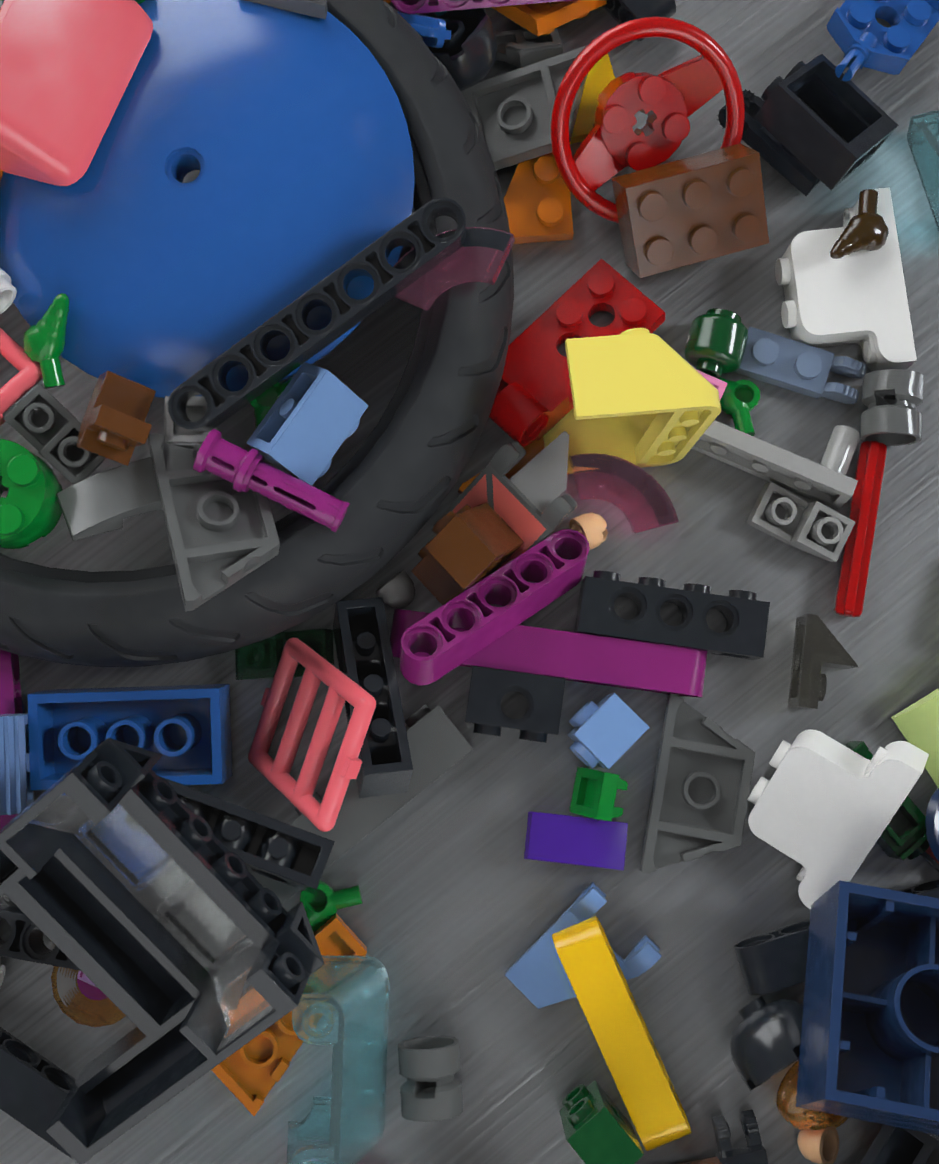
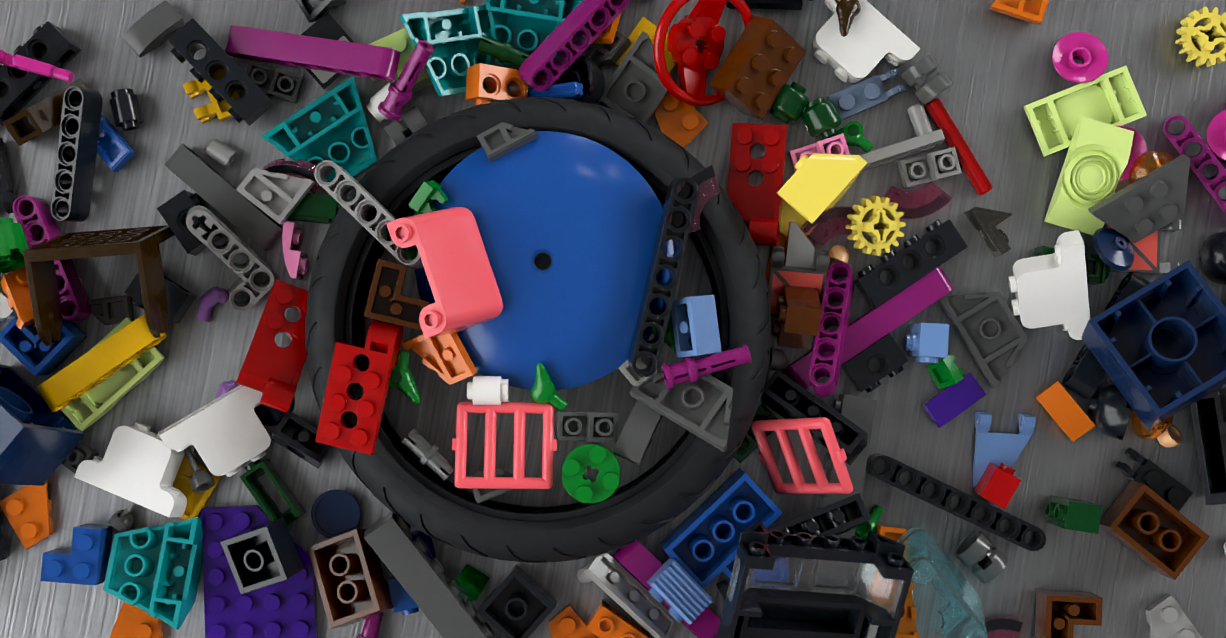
camera: 45 degrees left, 5 degrees up
(116, 418) = (610, 399): reddish brown brick -> none
(462, 999) = (968, 504): none -> black beam
(535, 1001) = (998, 484): none -> red brick
(621, 1033) = (1046, 464): yellow beam -> none
(680, 516) = (887, 229): none -> light yellow gear
(692, 290) = (790, 103): none -> dark green head
(708, 986) = (1065, 411): none -> orange slope
(741, 550) = (920, 202): none -> clear pink tile

